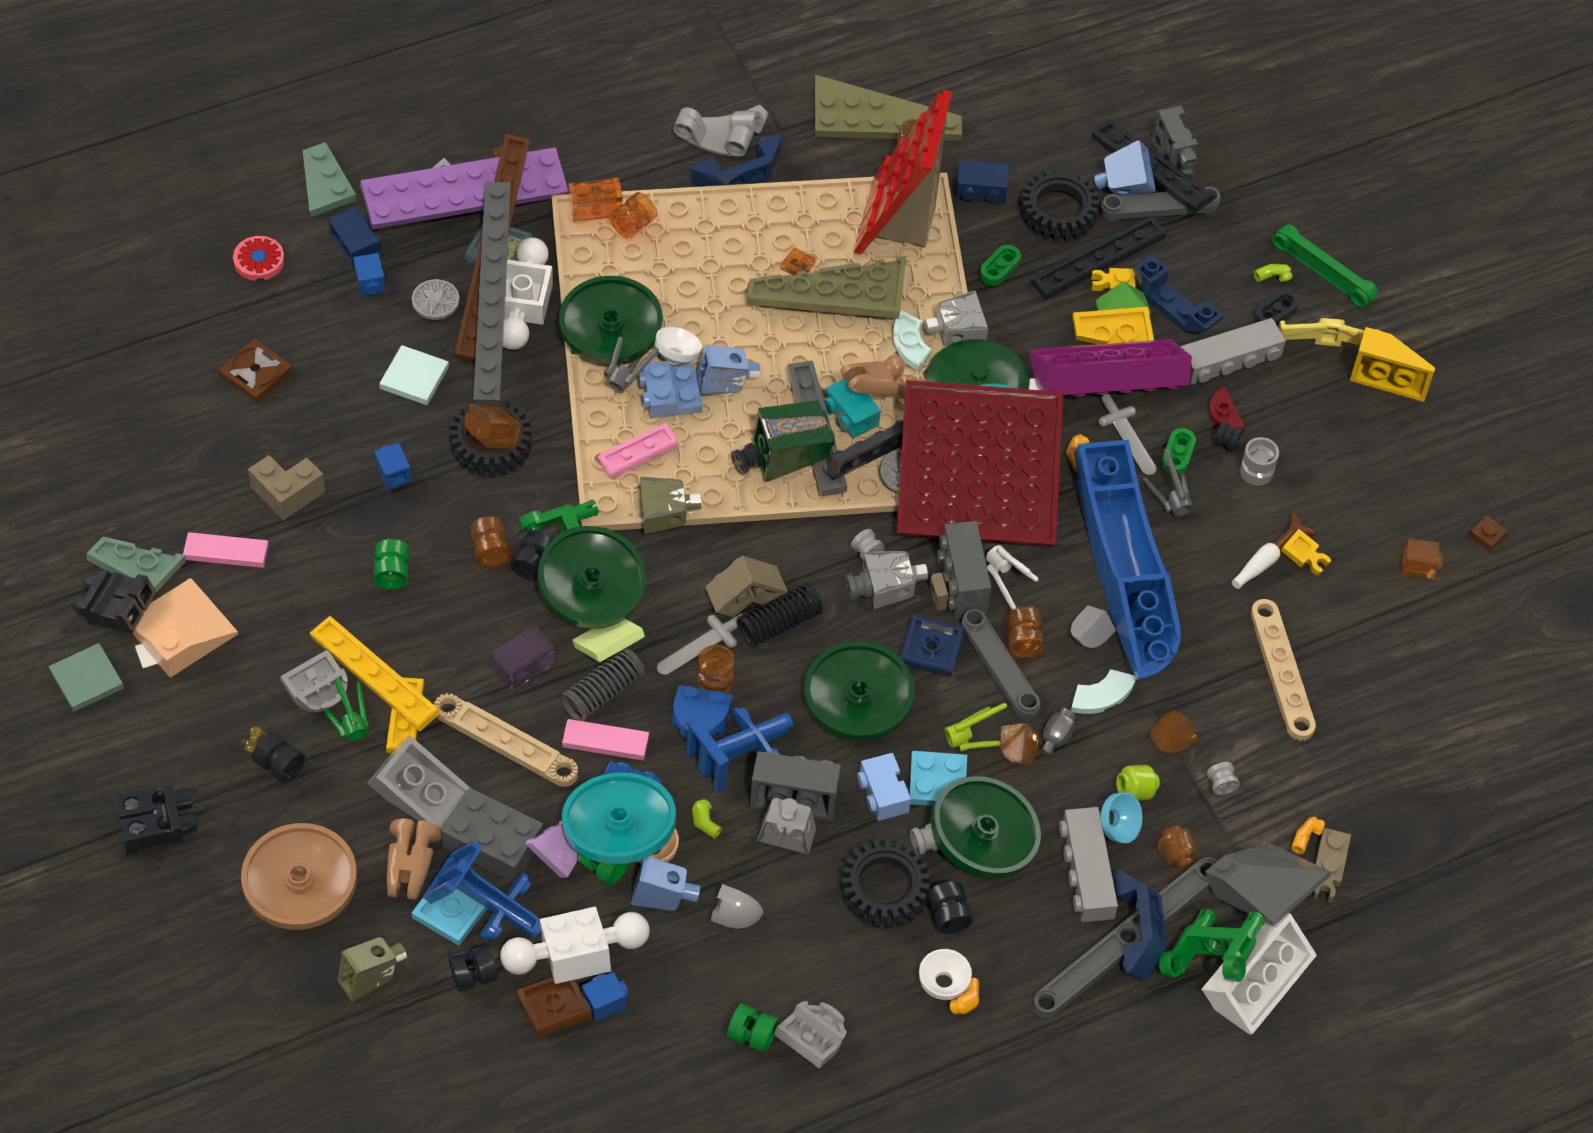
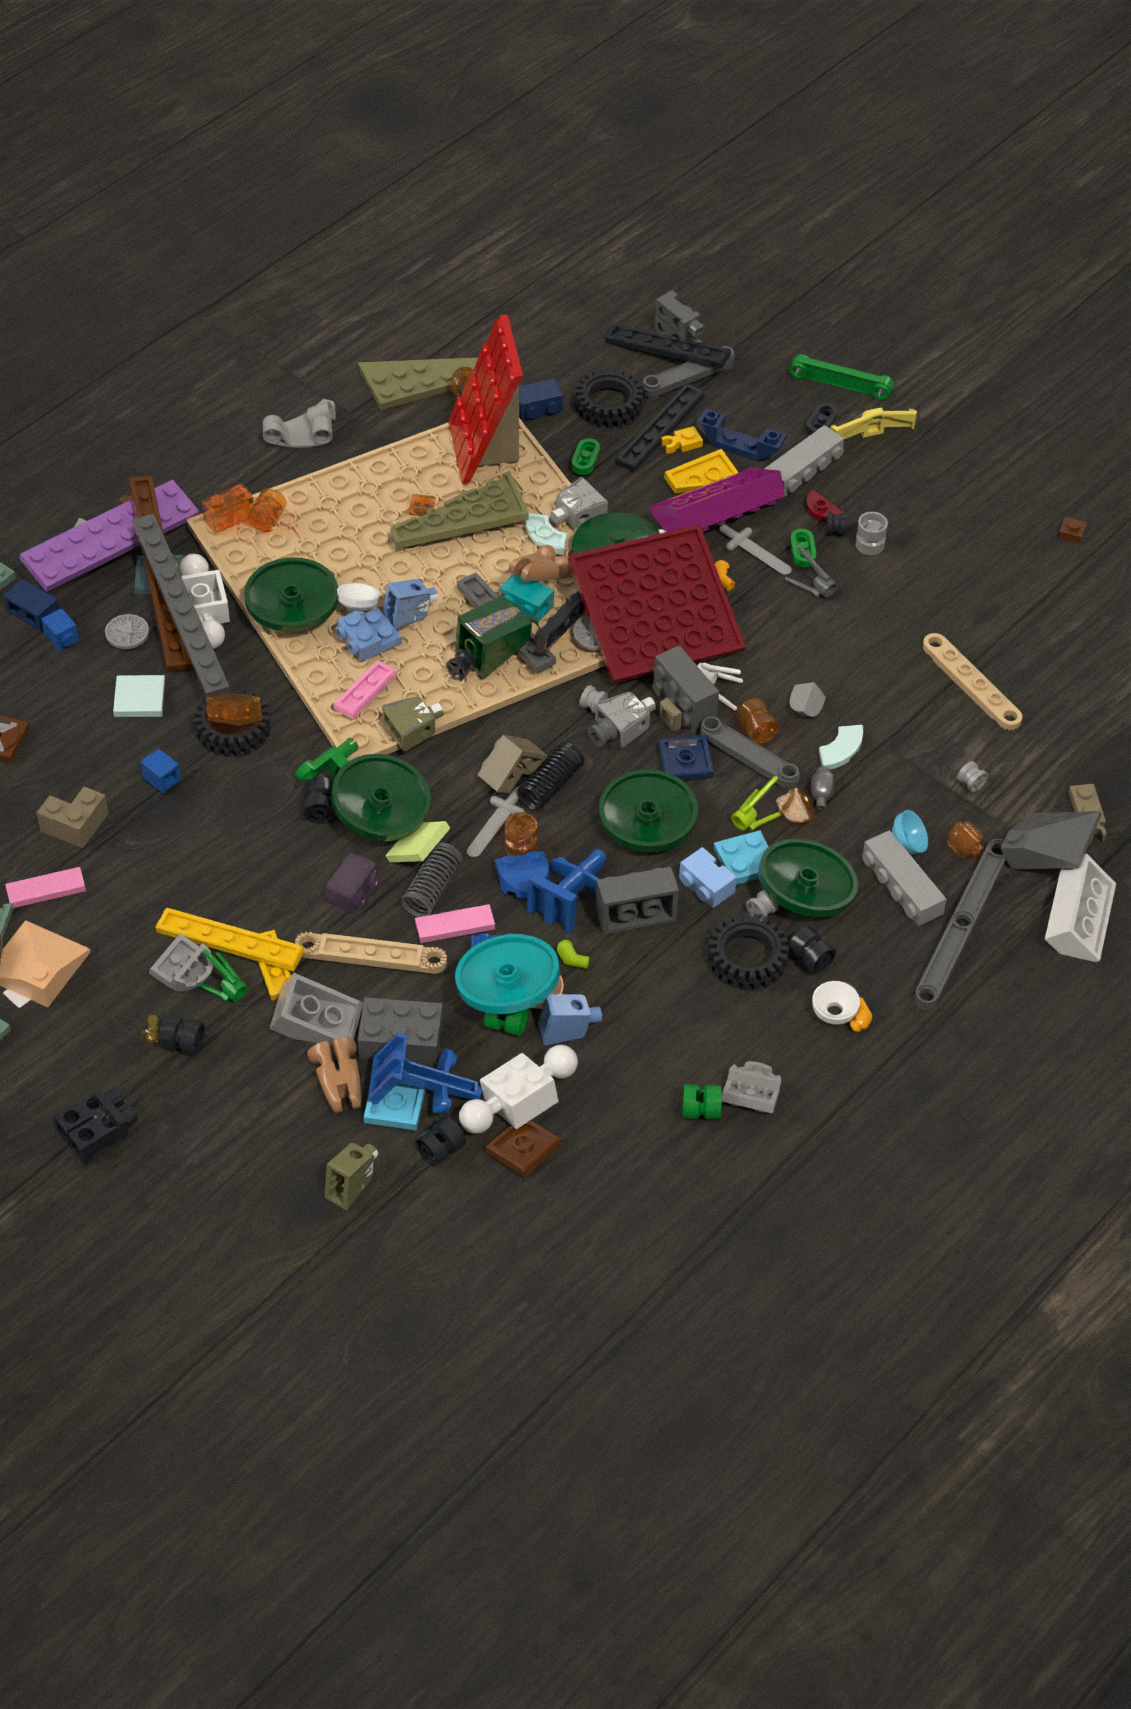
camera: 20 degrees left, 5 degrees down
(299, 876) = (250, 1122): medium nougat dish -> none
(391, 564) = (200, 848): green wheel -> none
(490, 541) = (275, 801): clear orange wheel -> none
(555, 850) = (463, 1021): lavender wing -> none
(605, 995) = (564, 1121): blue brick -> none
(622, 376) = (323, 634): dark grey plant -> none
(736, 909) = (635, 1015): light grey brick -> none
(756, 170) = (347, 448): dark blue slope -> none
(788, 825) = (644, 934): light grey torso -> none
(1122, 297) = (694, 449): bright green slope -> none
(1127, 171) = (651, 354): torso -> none
(1127, 556) = (807, 636): blue slope -> none
(1138, 781) = (908, 799): lime head -> none
(1142, 955) = (985, 929): dark blue slope -> none
(1173, 733) = (915, 755): clear orange brick -> none
(1199, 939) = (1021, 901): green connector -> none
(1270, 553) = (915, 598): white piece -> none
(1271, 270) = (801, 393): lime arm -> none
(1303, 549) = (940, 589): yellow plate -> none
(1303, 834) = (1057, 794): light orange arm -> none
(1391, 366) = (935, 430): yellow slope -> none
(1421, 558) = (1033, 563): clear orange brick -> none

